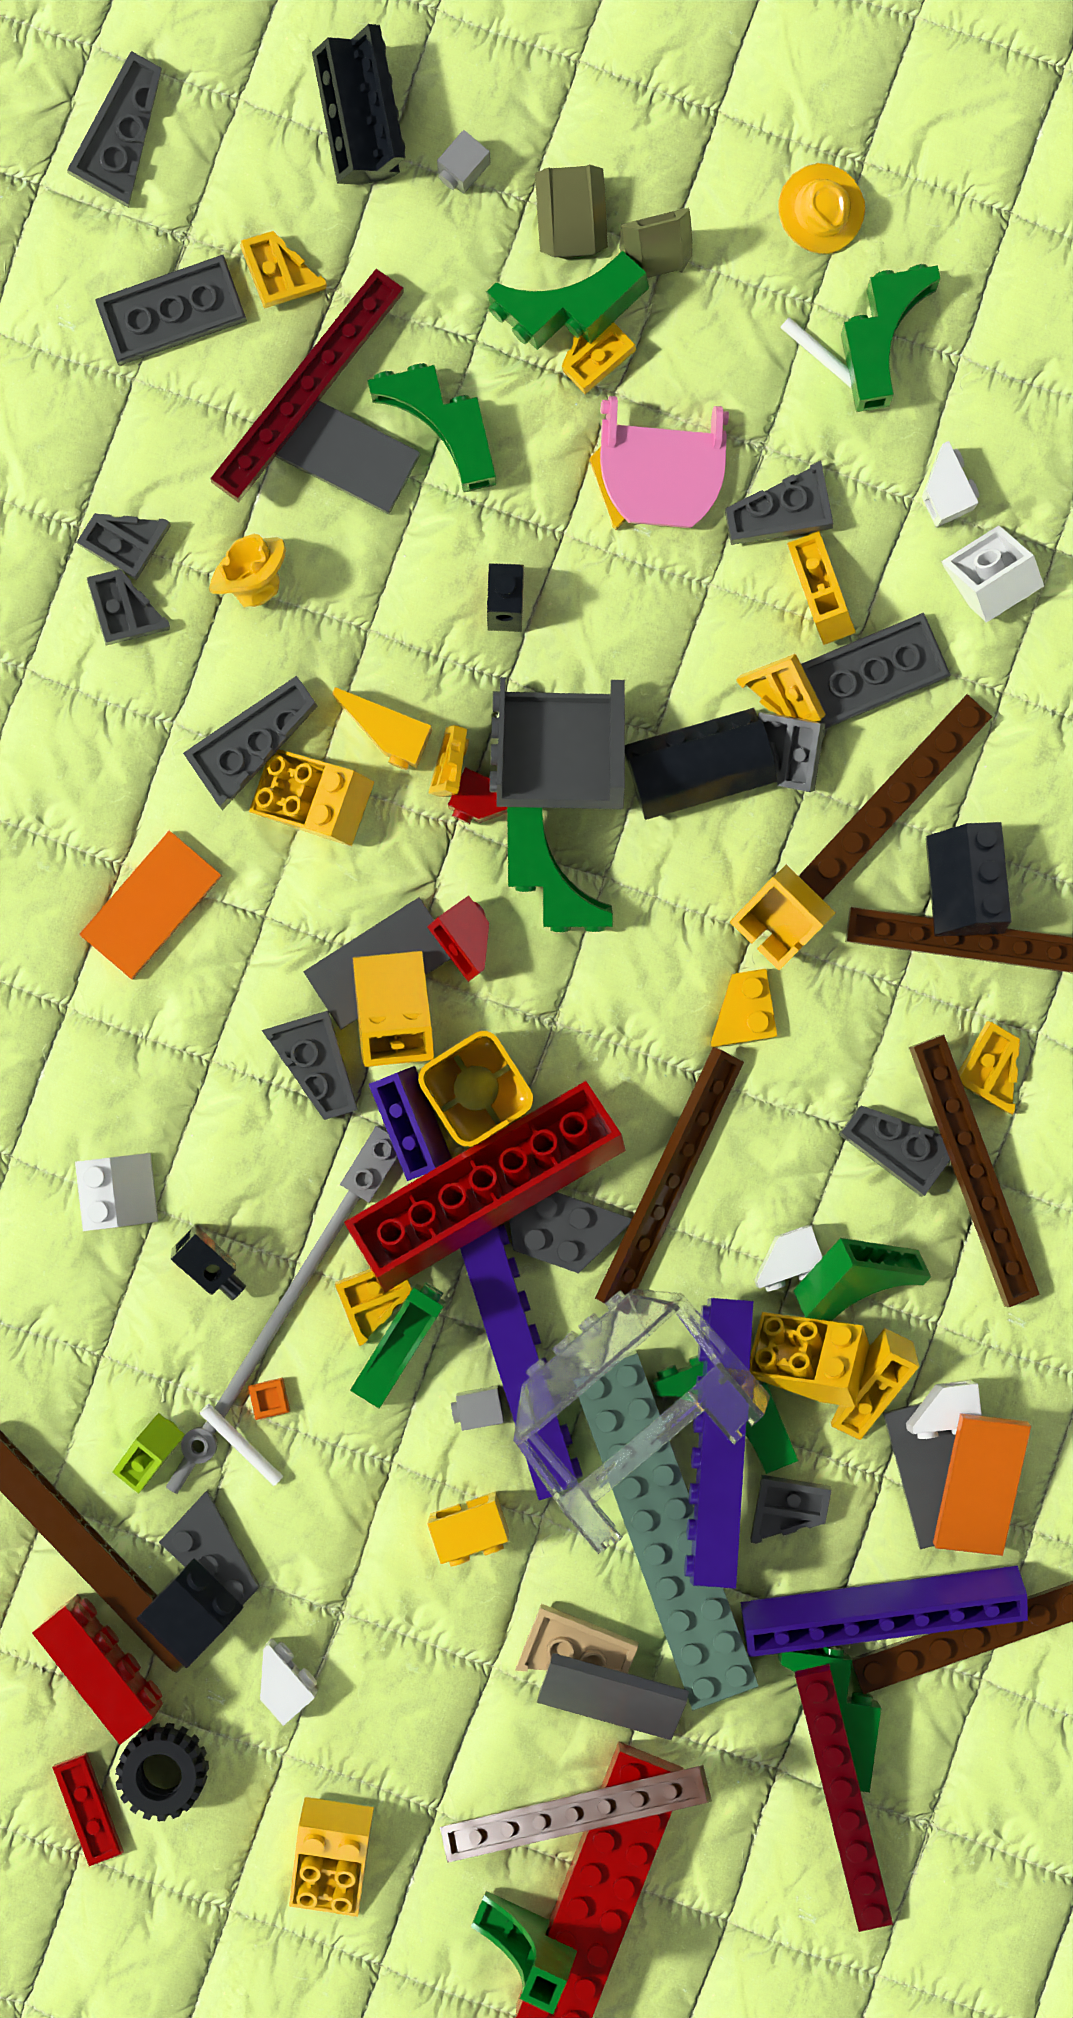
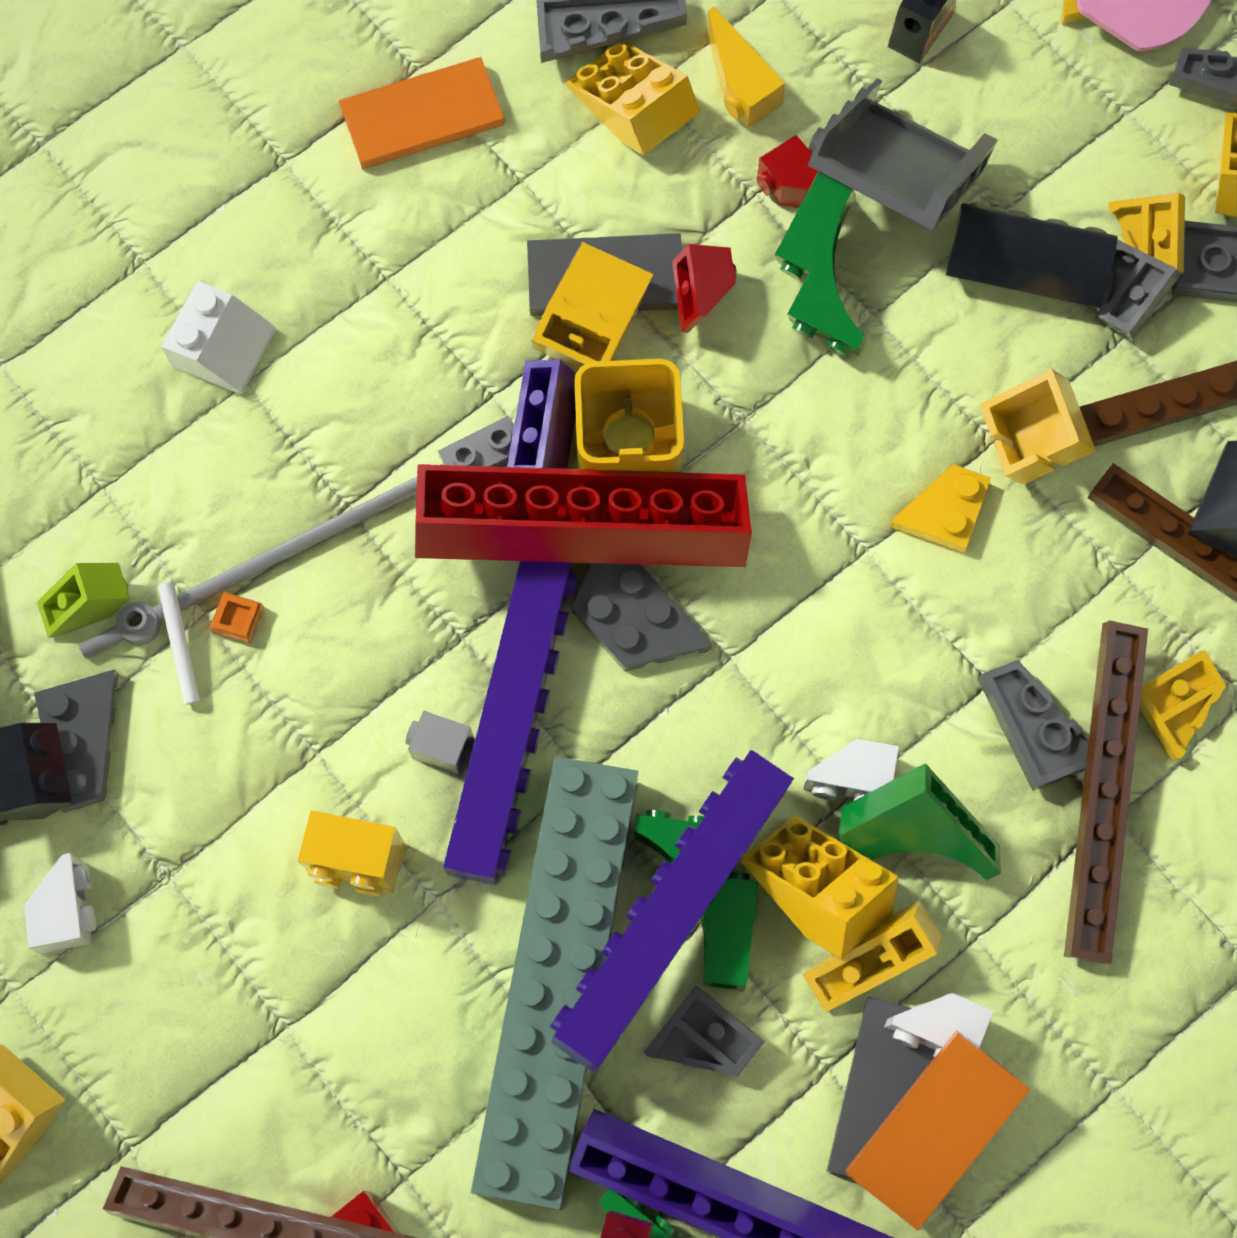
camera: 30 degrees right, 15 degrees down
(198, 1251) = (255, 434): black torso -> none
(315, 1060) = (488, 325): dark grey wing -> none
(367, 1303) = (399, 578): yellow wing -> none
(399, 1344) = (404, 624): green arch -> none
(449, 762) = (794, 119): yellow wing -> none
(574, 1638) = (387, 1053): tan wing -> none
(612, 1696) = (393, 1128): dark grey tile -> none
(671, 1174) = (772, 626): reddish brown plate -> none
(725, 1393) = (706, 805): clear windscreen -> none

